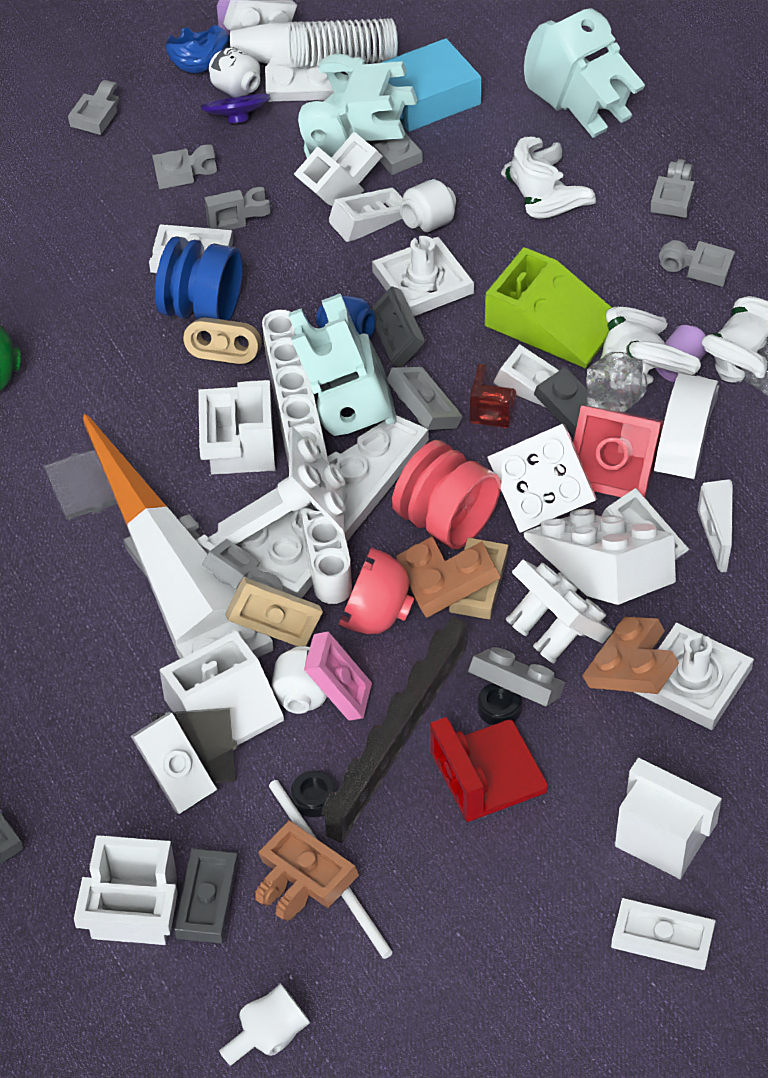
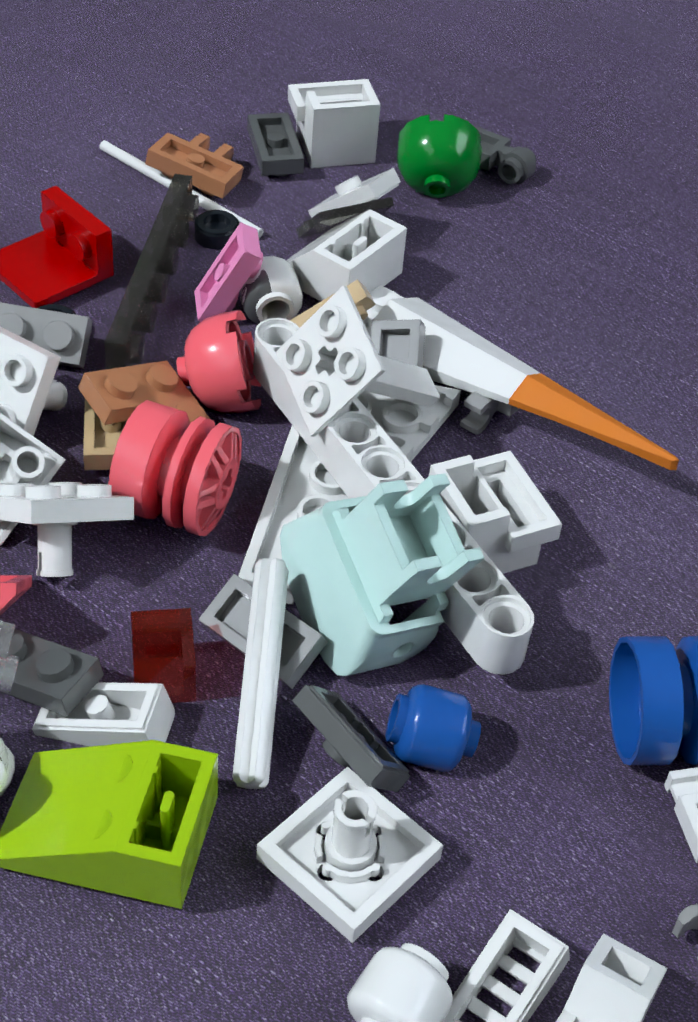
camera: 155 degrees right, 5 degrees down
(55, 805) = (439, 155): none -> green cylinder
(80, 484) = (629, 473): clear piece -> none
(224, 341) = (567, 655): tan plate -> none
(267, 1025) = (181, 84): white piece -> none
(436, 362) = (261, 675): none -> white axle

